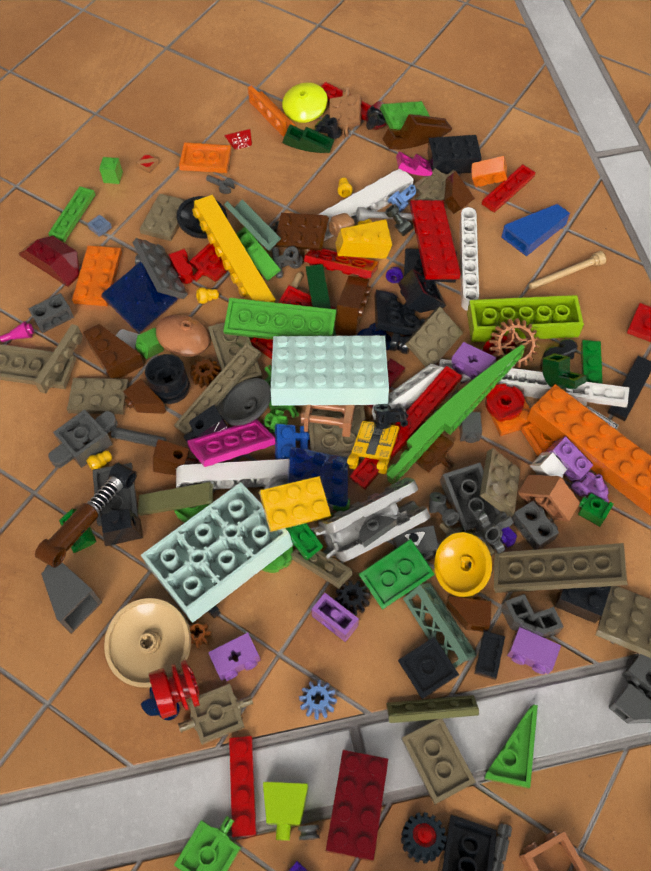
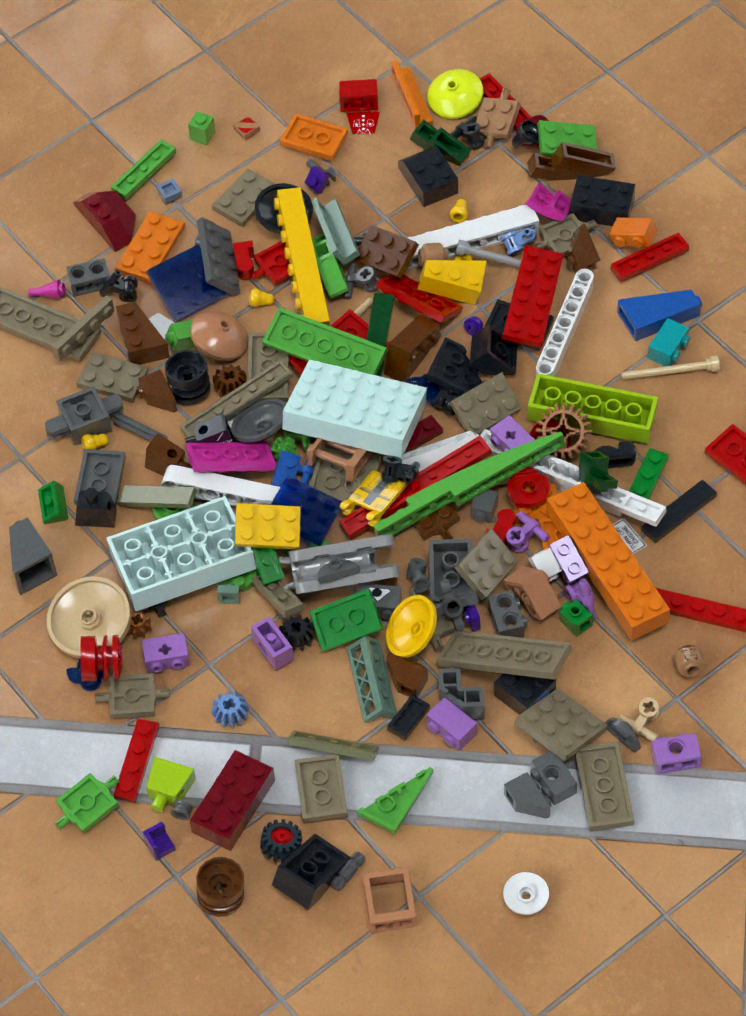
camera: 20 degrees right, 5 degrees down
(54, 550) = (28, 507): reddish brown piece -> none
(83, 313) = (122, 286): none -> black piece
(220, 189) = (316, 179): none -> dark purple plate
(230, 119) = (358, 95): none -> red bracket
(274, 576) = (228, 594): none -> sand green plate
(310, 166) = (429, 176): none -> black brick
(401, 225) = (505, 271): pearl dark grey leg -> none
(428, 668) = (344, 711): black plate -> none
(495, 440) = (504, 522): none -> red leg
(521, 435) = (522, 534): none -> medium lavender piece
(557, 250) = (668, 343): none -> teal brick

